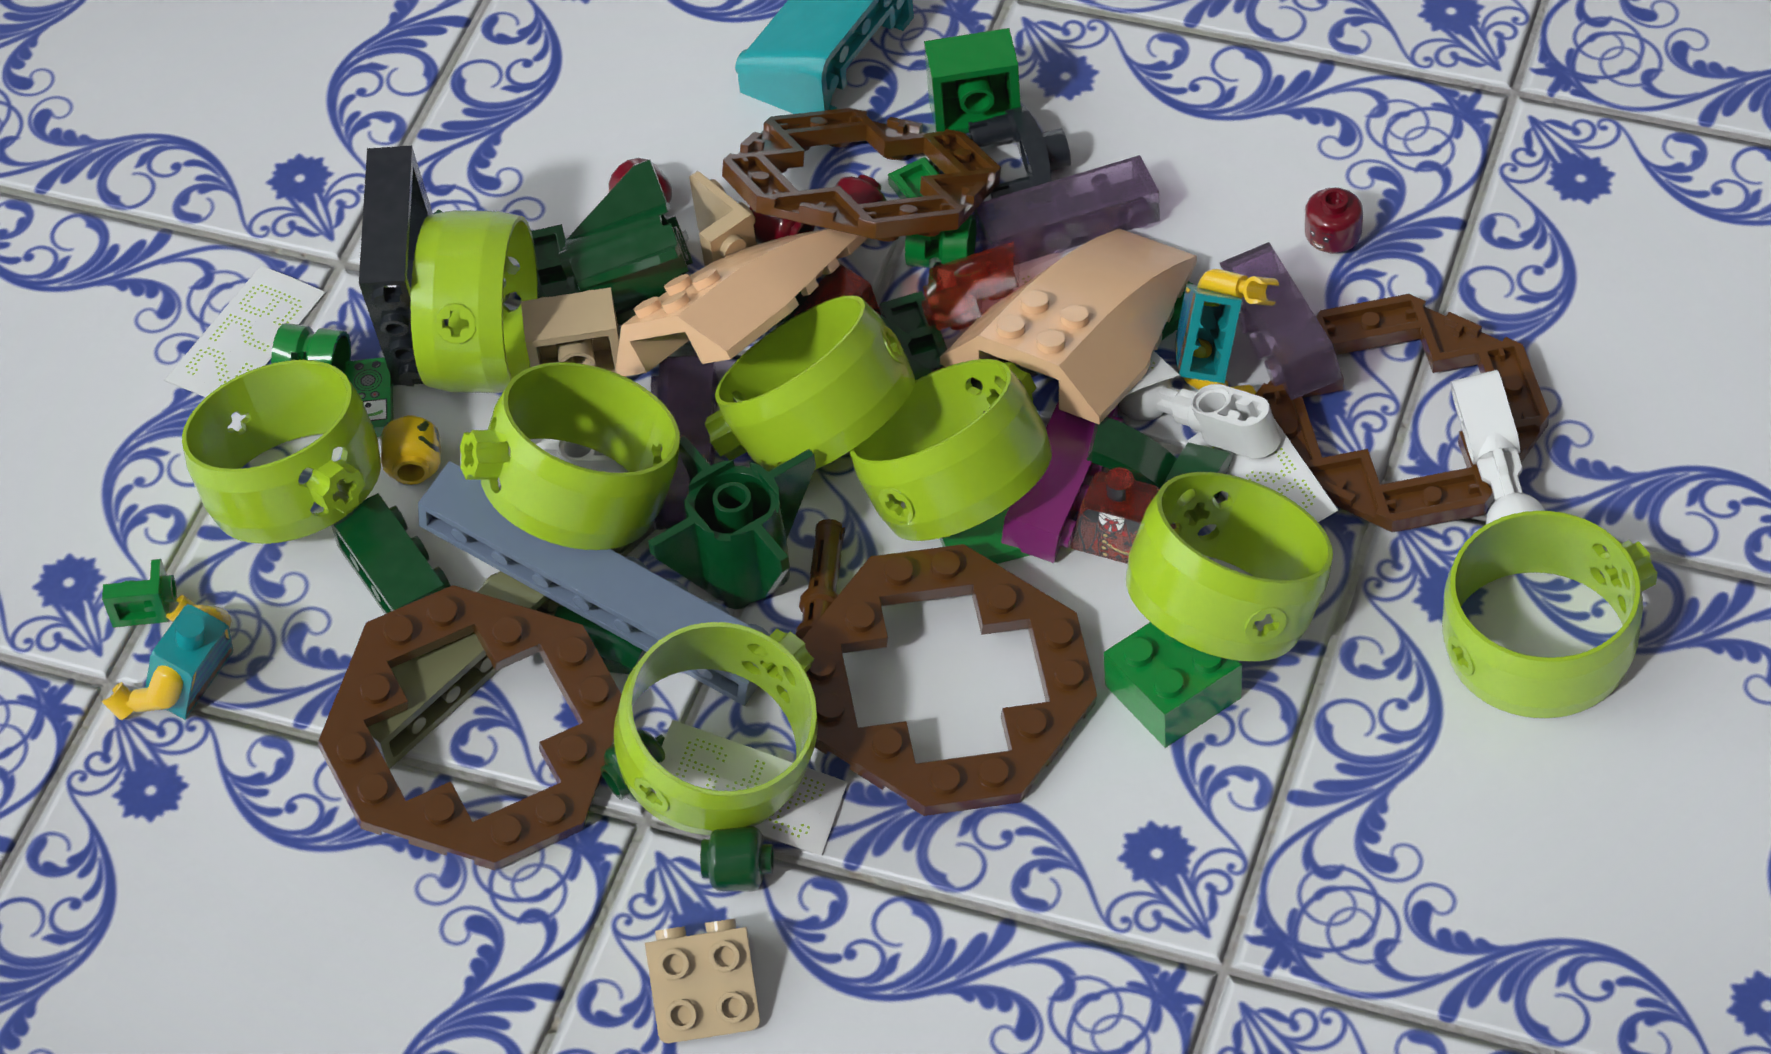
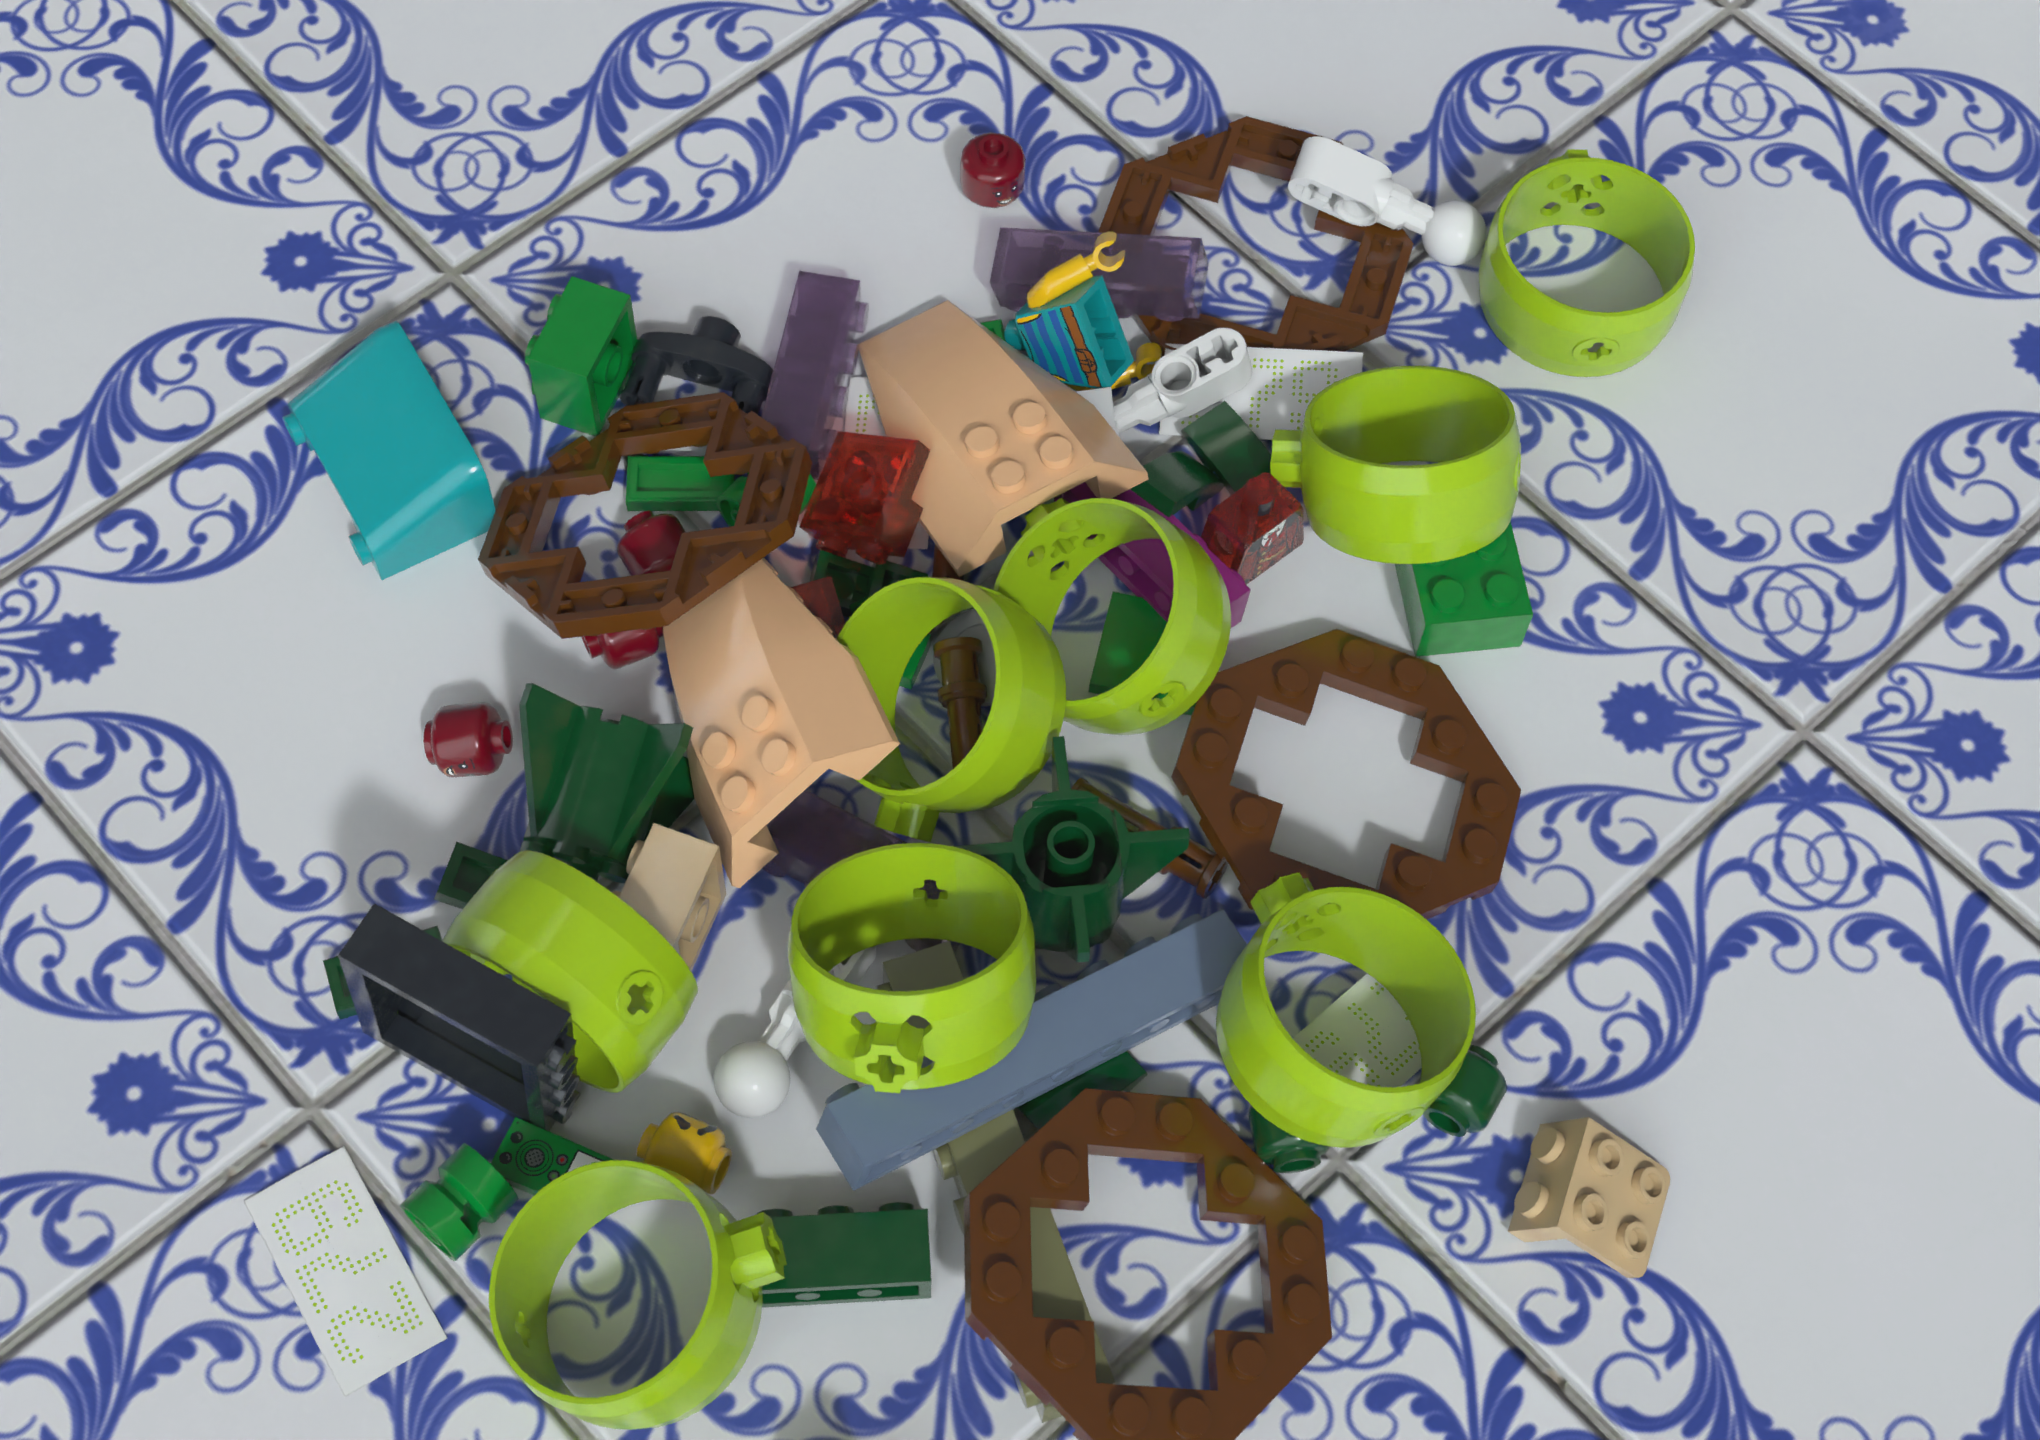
camera: 70 degrees left, 10 degrees up
(722, 222) = (613, 677): tan bracket -> none

